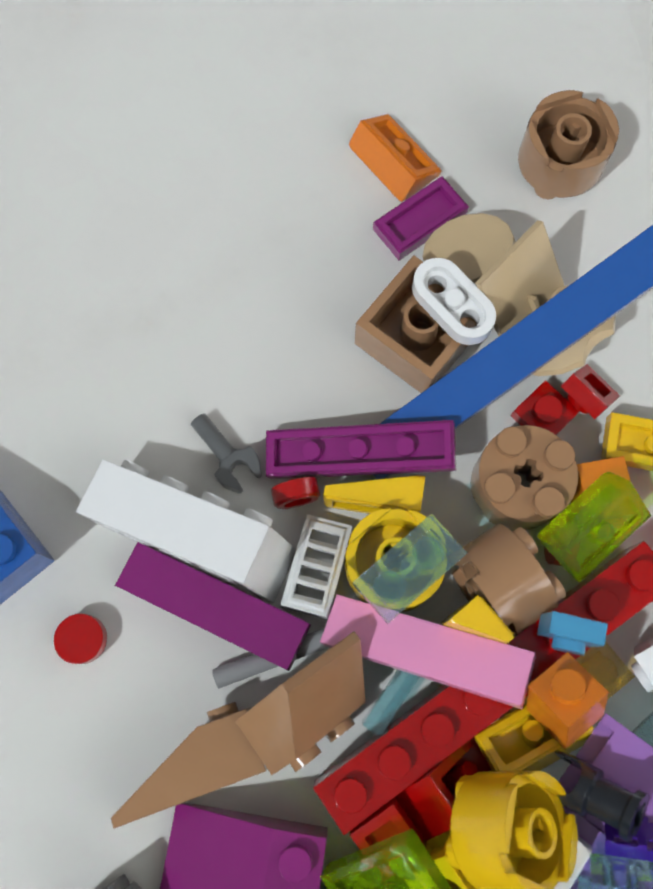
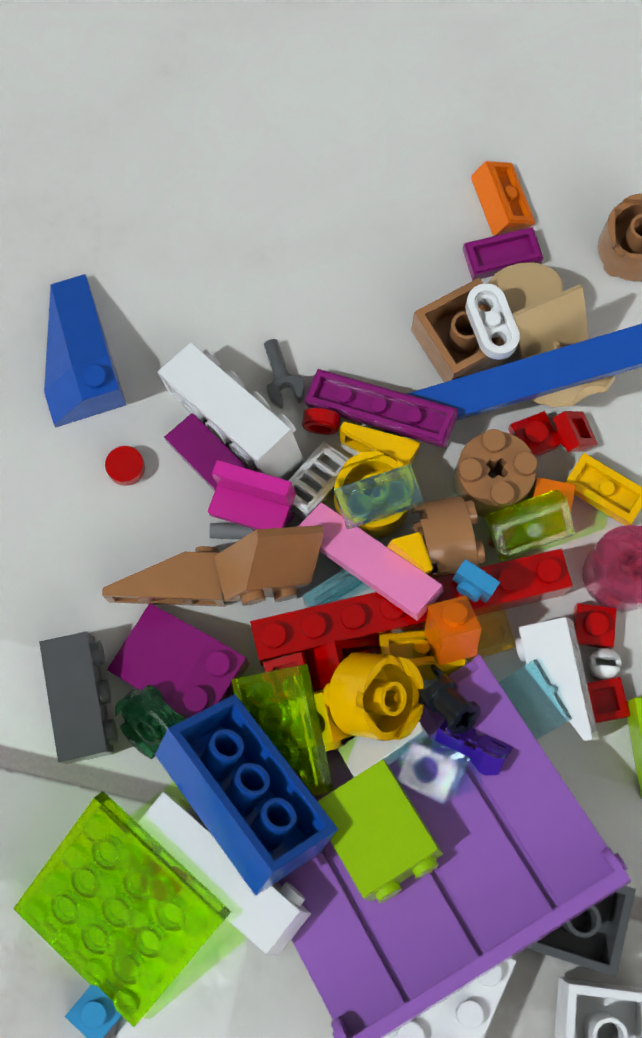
camera: 20 degrees right, 0 degrees up
(251, 628) = (250, 497): none -> dark pink panel

